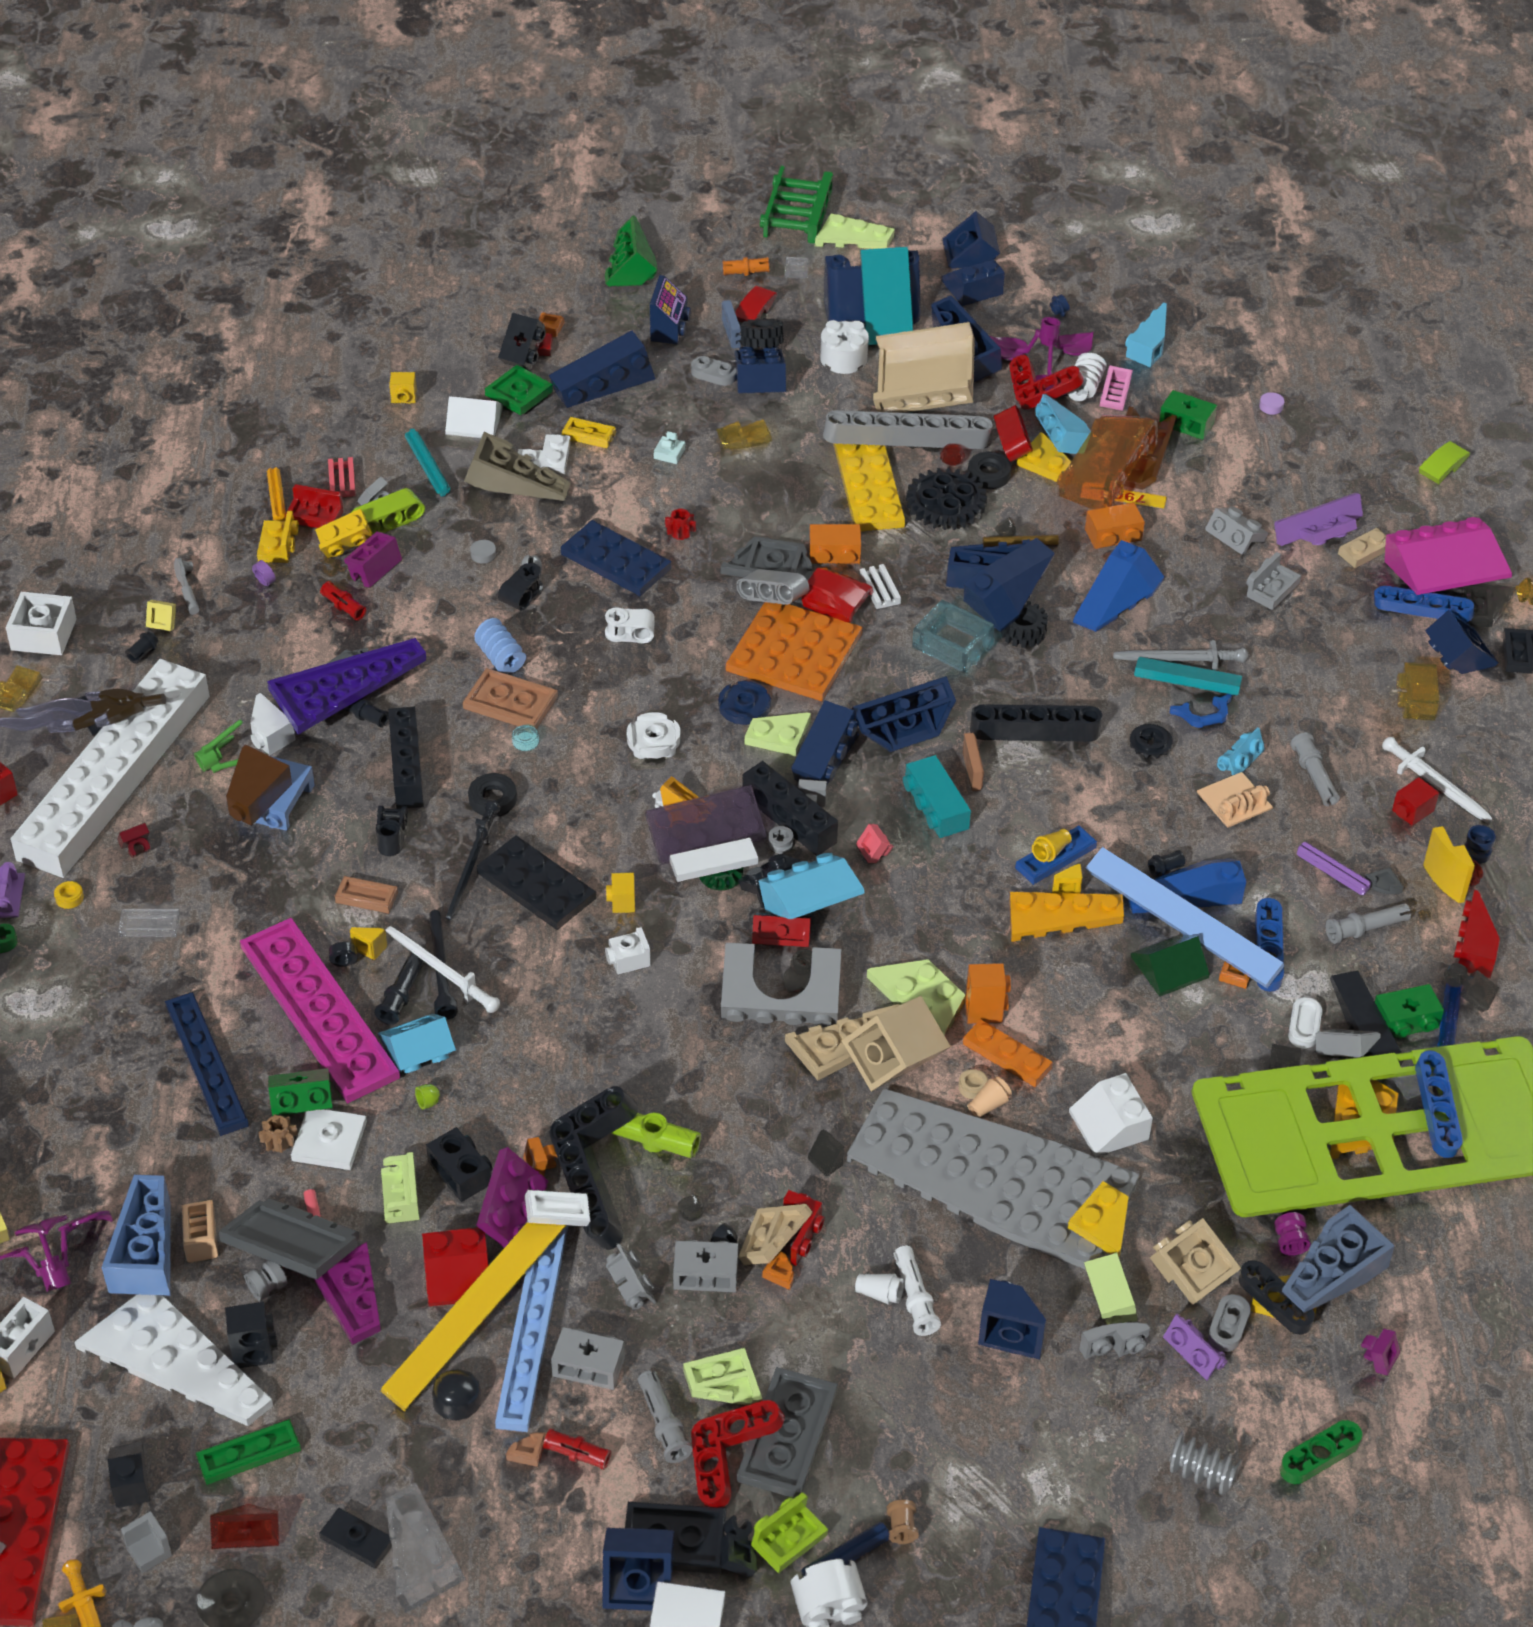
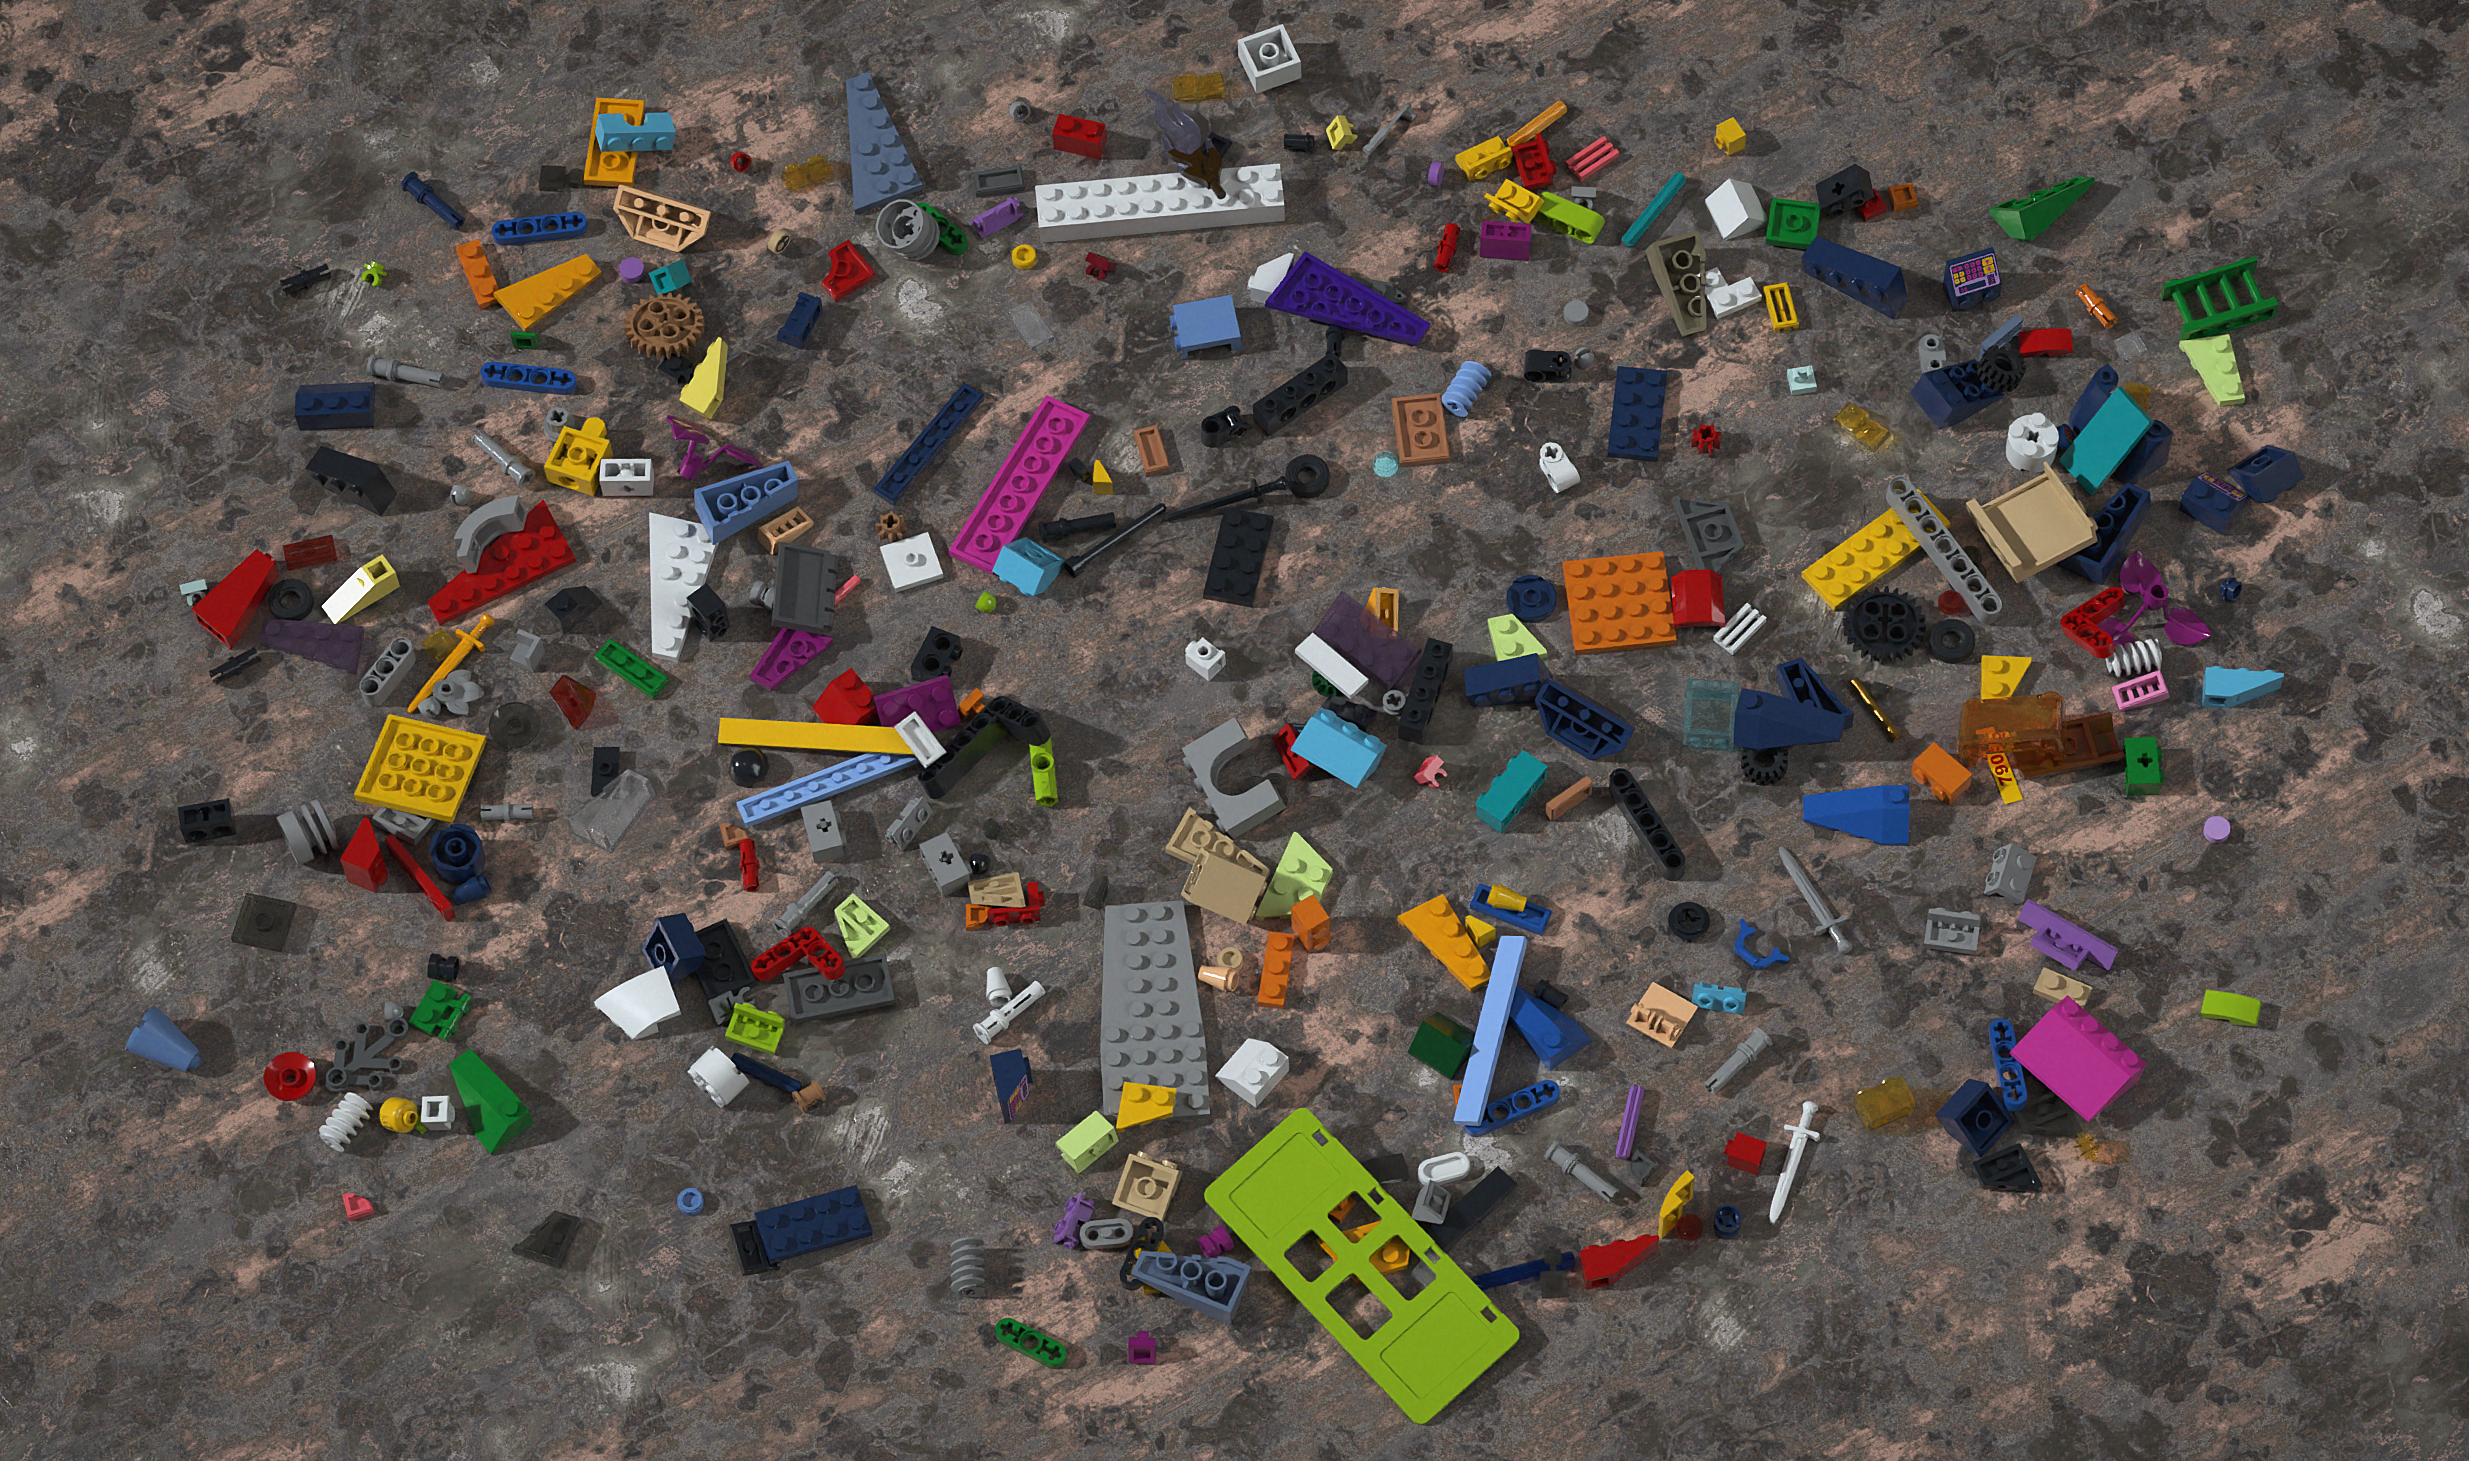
camera: 65 degrees right, 15 degrees up
(210, 755) = (1216, 261): bright green plant -> none
(256, 784) = (1185, 310): reddish brown slope -> none
(300, 1091) = (932, 519): green brick -> none
(400, 1189) = (894, 635): yellowish green hinge -> none
(466, 983) = (1096, 567): white sword -> none
(621, 893) = (1260, 621): yellow plate -> none
(653, 747) = (1445, 566): white plate -> none
(772, 586) = (1666, 547): light grey beam -> none
(814, 790) = (1451, 700): light grey tile -> none
(835, 543) = (1763, 568): orange brick -> none
(1013, 433) = (2005, 635): red beam -> none
(1061, 425) = (2046, 672): medium azure slope -> none
(1122, 1337) = (1047, 1168): light grey slope -> none
(1188, 676) = (1788, 916): teal tile -> none
(1410, 1010) = (1492, 1225): green brick -> none
(1438, 1103) = (1397, 1289): blue beam -> none

